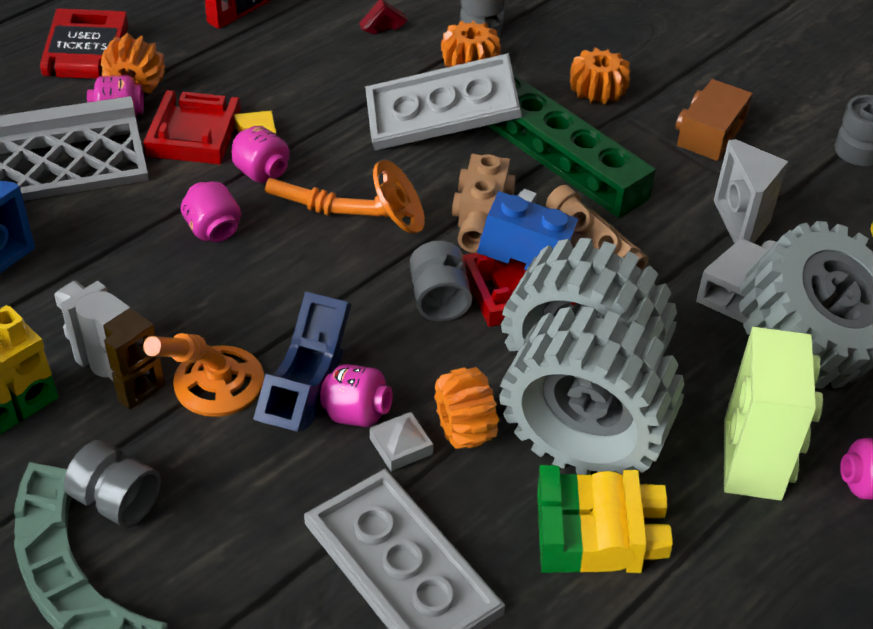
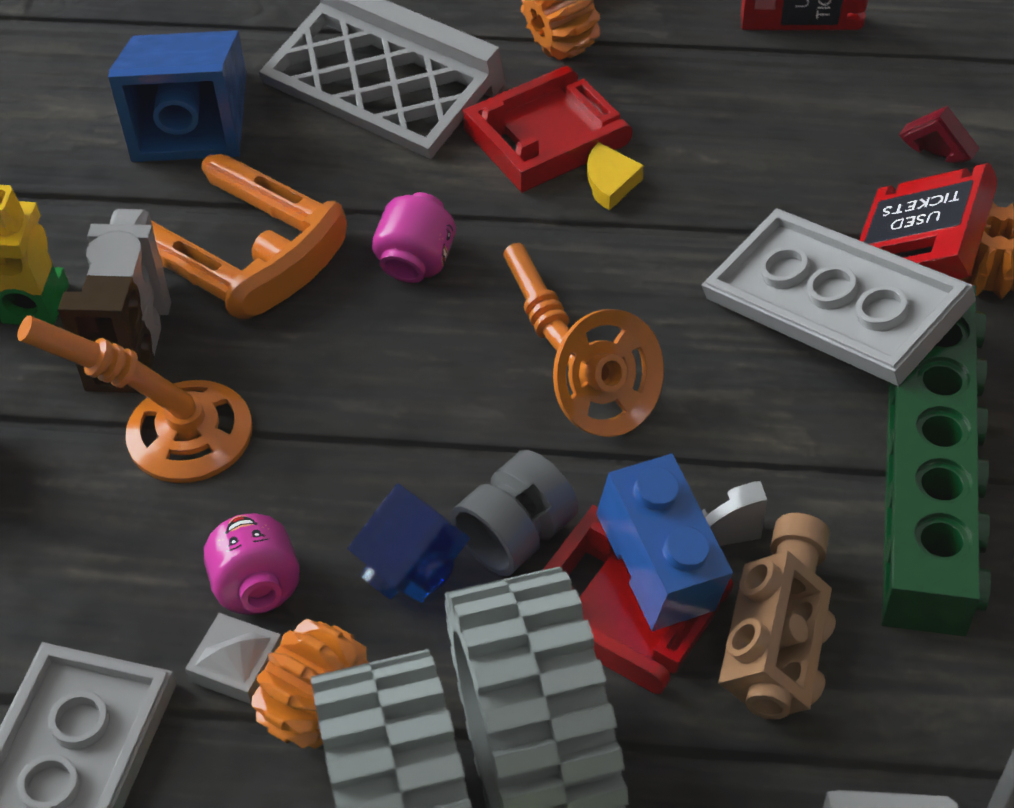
camera: 55 degrees right, 5 degrees up
(117, 87) = (513, 34): dark pink head -> none
(157, 267) = (278, 263): none -> orange piece
(259, 152) = (552, 204): dark pink head -> none
(293, 392) = (182, 503): dark blue arch -> none
(419, 327) = (407, 546): none -> clear blue brick
(436, 45) = (935, 212): none -> red container
(479, 188) = (739, 445): medium nougat brick -> none

